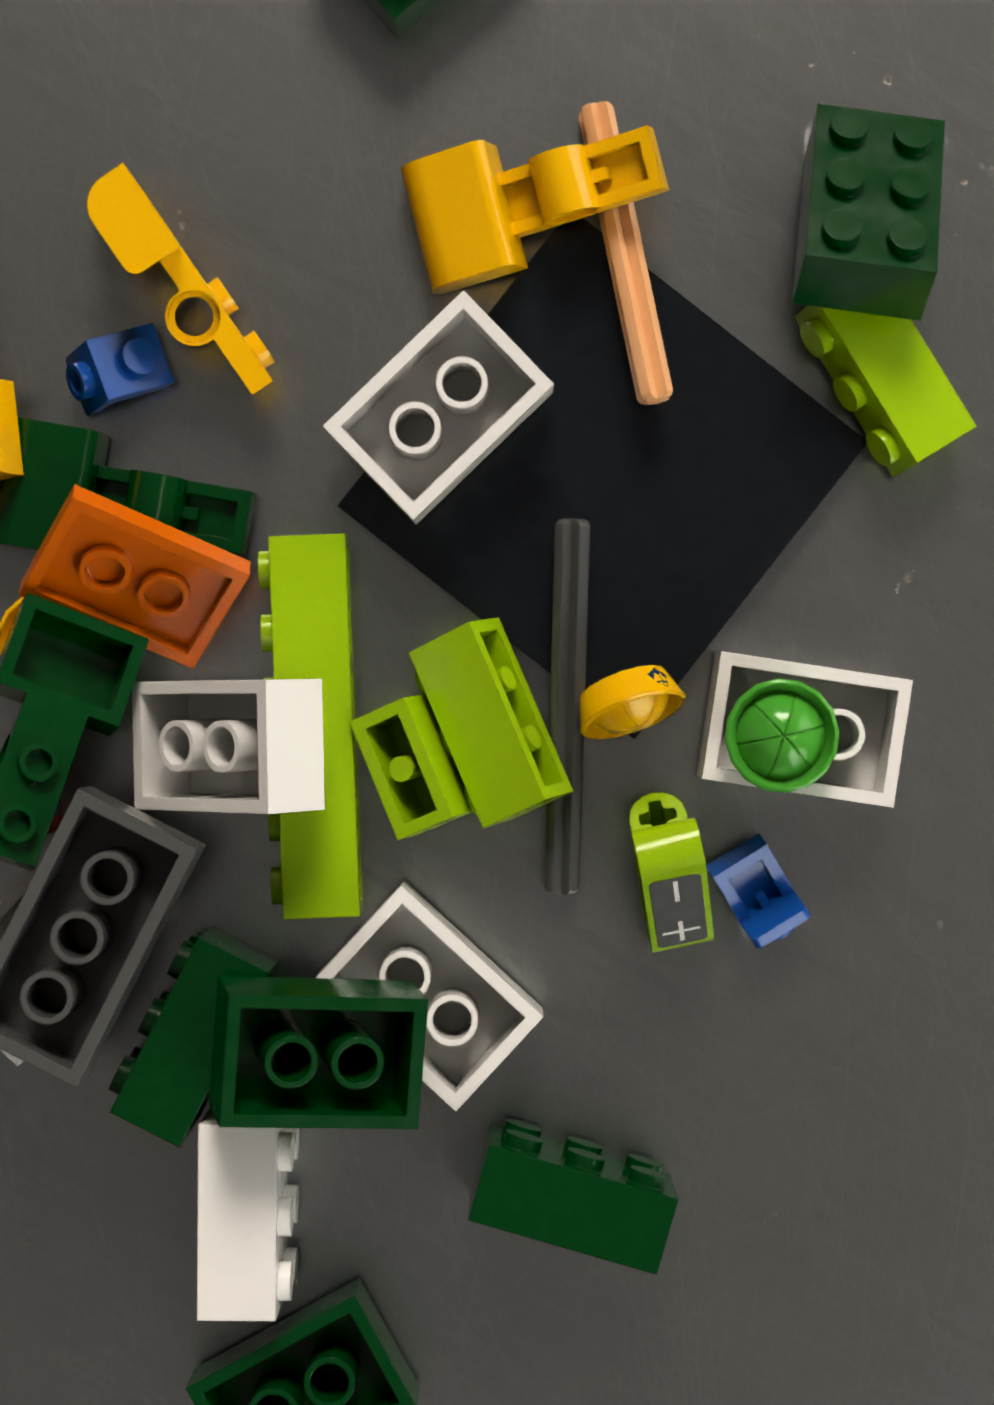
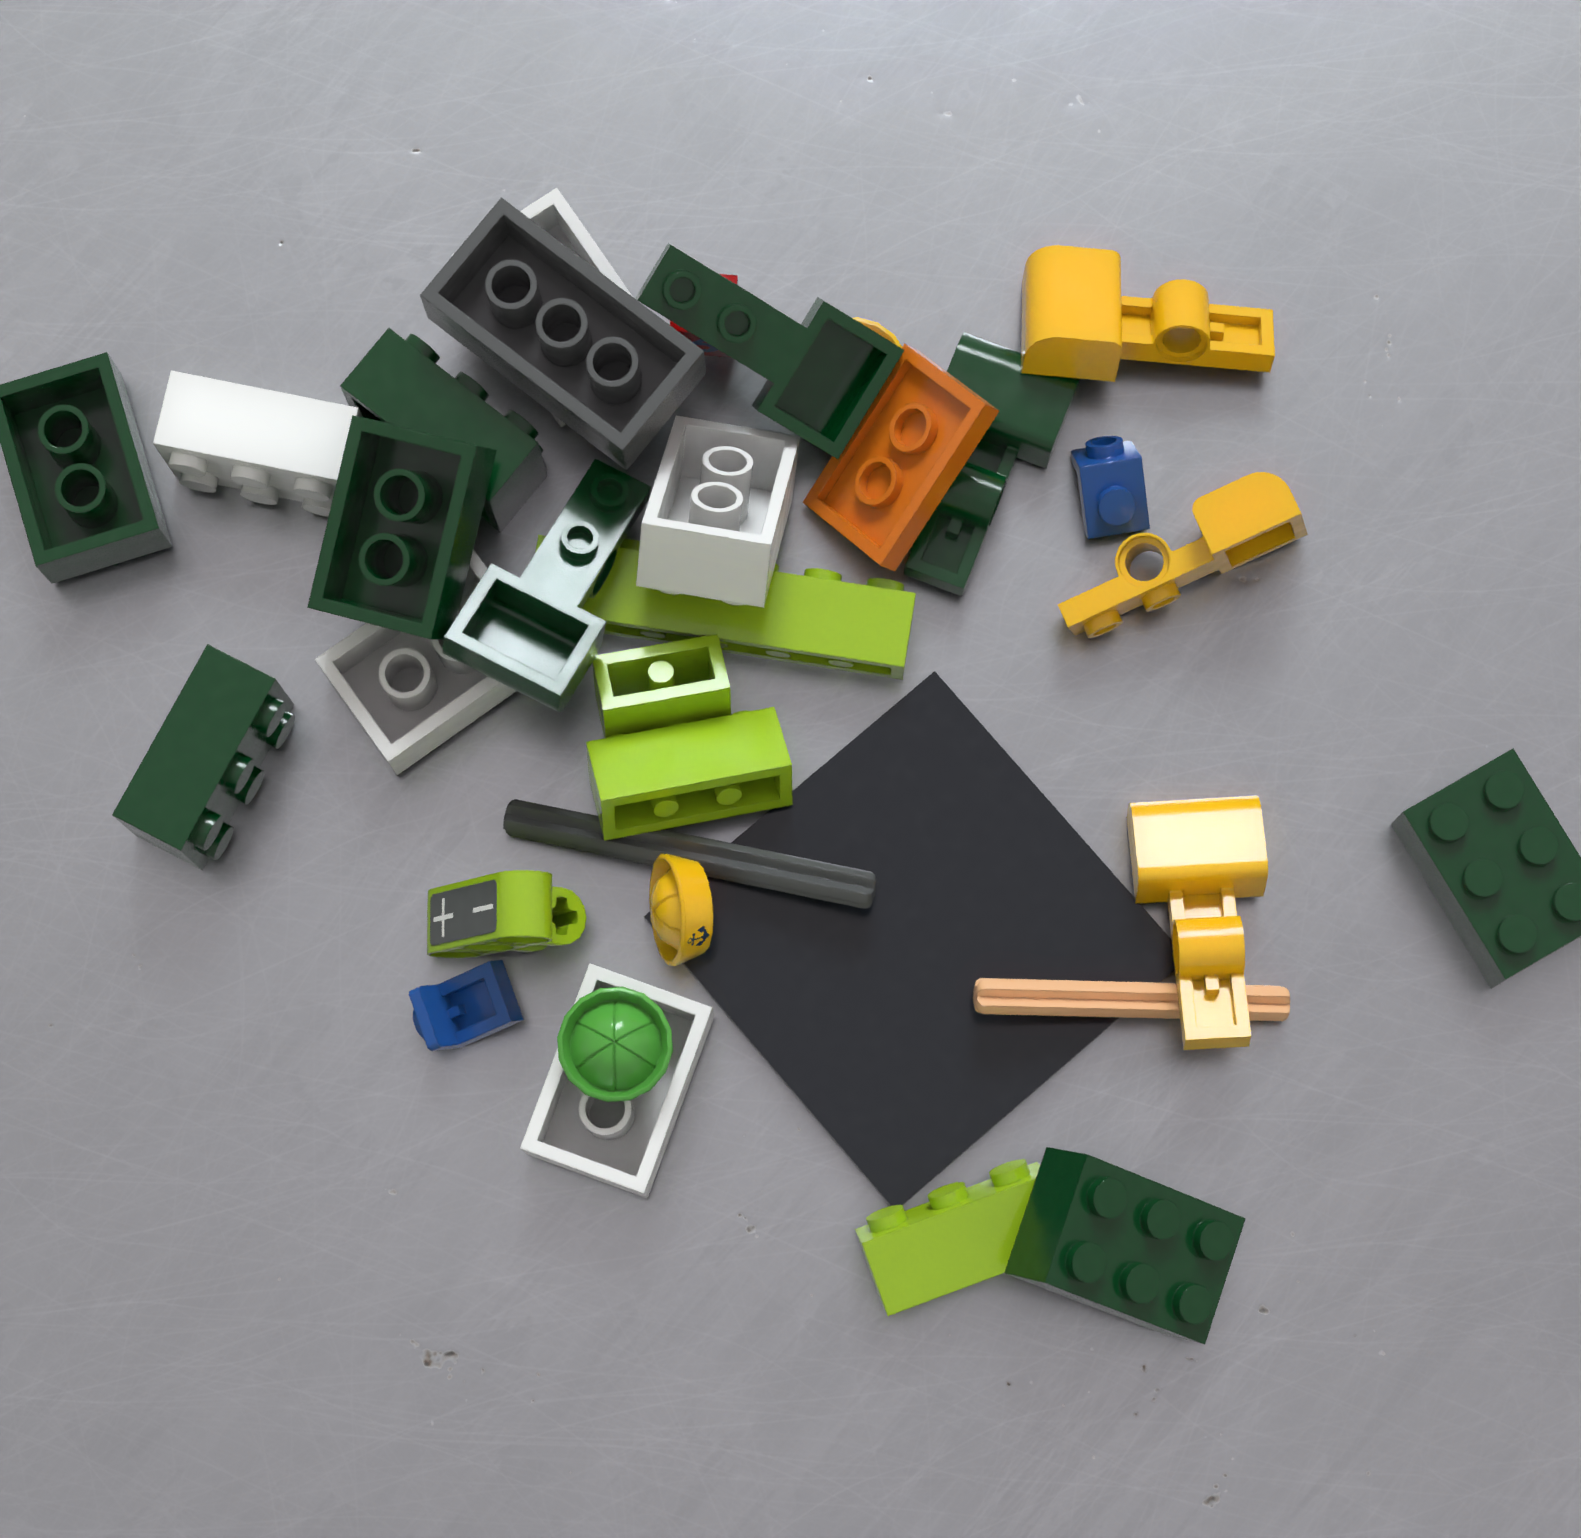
camera: 100 degrees right, 10 degrees down
(388, 904) = (533, 625): none -> dark green plate
(439, 407) = (1008, 779): white brick -> none

